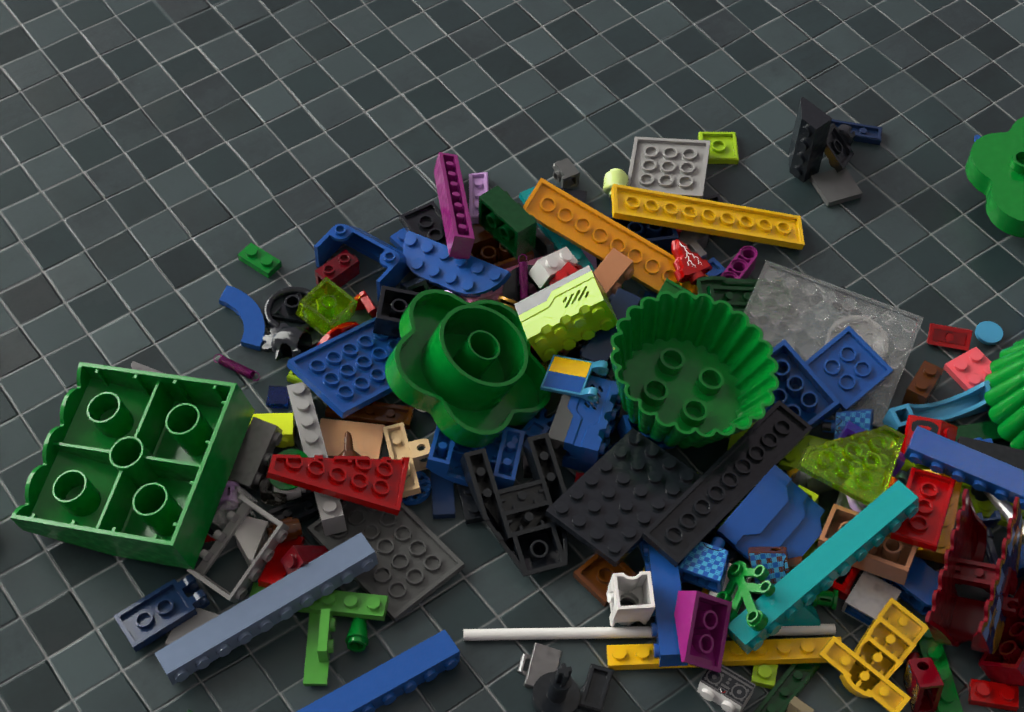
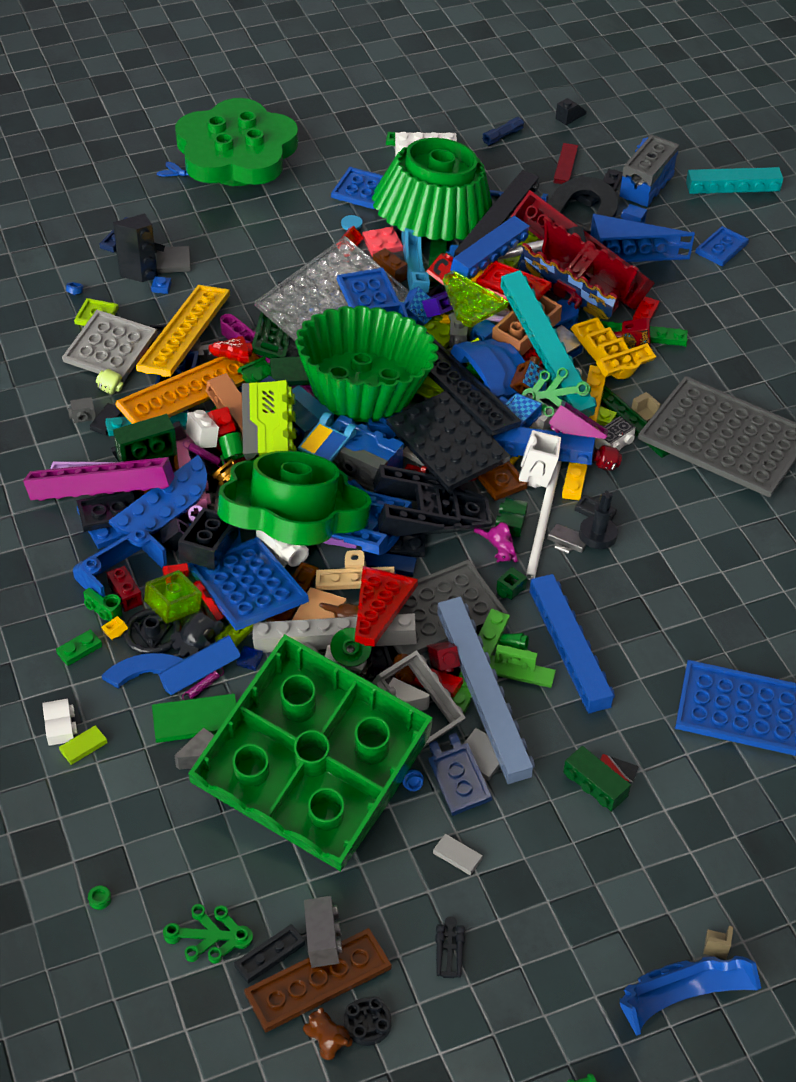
camera: 75 degrees left, 5 degrees down
(64, 633) = (457, 854): none -> light grey tile
(145, 295) = (83, 745): none -> lime tile
(149, 572) = (413, 780): none -> blue plate
(163, 268) = (58, 721): none -> white brick
(190, 358) = (188, 717): none -> green tile
(253, 355) = (199, 665): none -> blue slope
(285, 278) = (114, 628): none -> yellow plate
(308, 264) = (106, 607): none -> green plate
(443, 608) = (508, 586): none -> dark green brick
(503, 592) = (501, 539): none -> magenta animal
(547, 597) = (513, 514): none -> dark green brick
(683, 685) = (607, 457): none -> dark red head
(746, 118) = (74, 288): none -> blue tile
(789, 187) = (161, 285): none -> blue plate
(832, 496) = (482, 330): none -> blue brick

